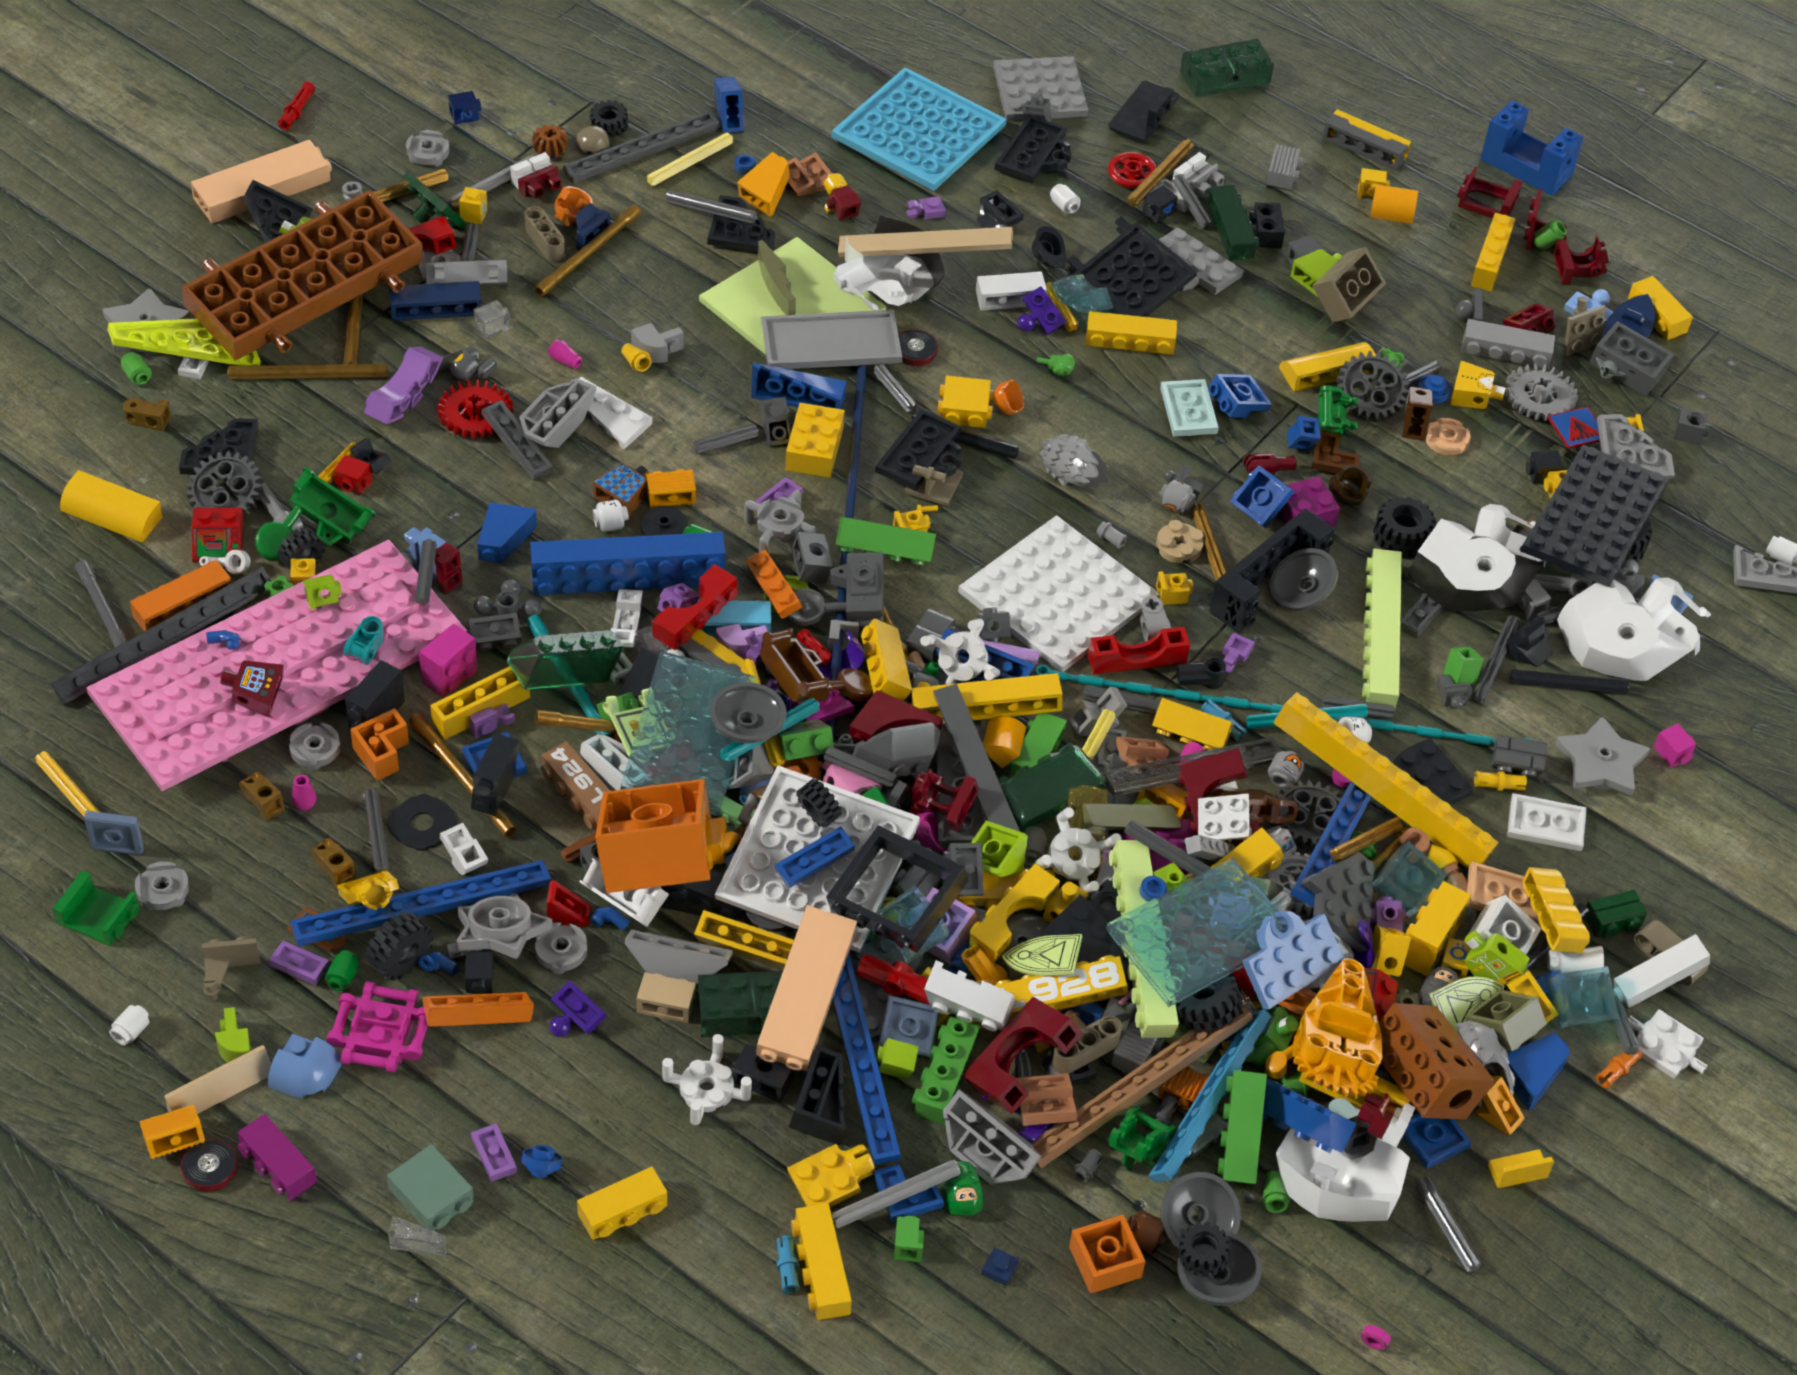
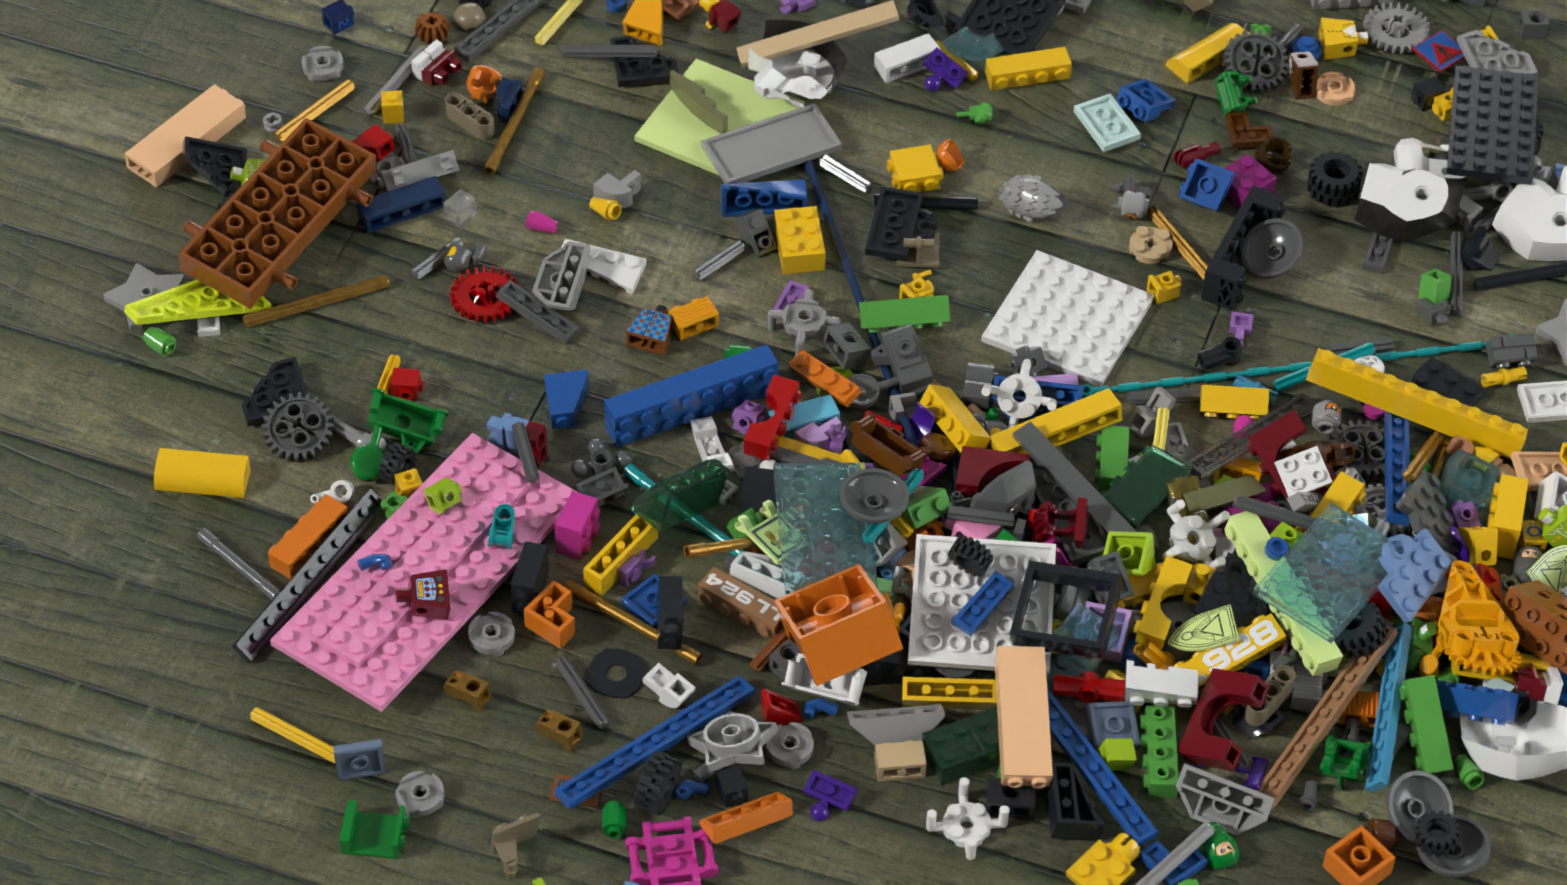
camera: 15 degrees left, 0 degrees up
(147, 414) = (190, 380): pearl gold leg -> none
(216, 532) = (311, 470): red slope -> none
(293, 110) = (180, 60): red pin -> none
(299, 962) = (572, 824): medium lavender plate -> none
(303, 794) = (504, 678): dark pink cone -> none
(353, 330) = (339, 254): pearl gold axle -> none
(365, 452) = (408, 361): black bracket -> none
(371, 890) = (607, 741): yellow plate -> none
(404, 387) = (413, 294): medium lavender brick -> none
(431, 204) = (355, 114): dark green plate -> none
(610, 515) = (652, 357): white head -> none
(663, 521) = (701, 351): black plate -> none
(918, 347) = (849, 130): tile -> none
(1004, 739) = (1085, 457): light orange brick -> none
(1048, 1100) = (1258, 751): nougat slope -> none
(1106, 531) = (1090, 254): light grey pin -> none
(1140, 751) = (1200, 436): nougat slope -> none
(1152, 617) = (1161, 319): light grey piece -> none
(1165, 649) = (1181, 342): red arch -> none
(1304, 433) = (1216, 119): blue brick -> none
(1383, 627) = (1353, 272): yellowish green brick -> none

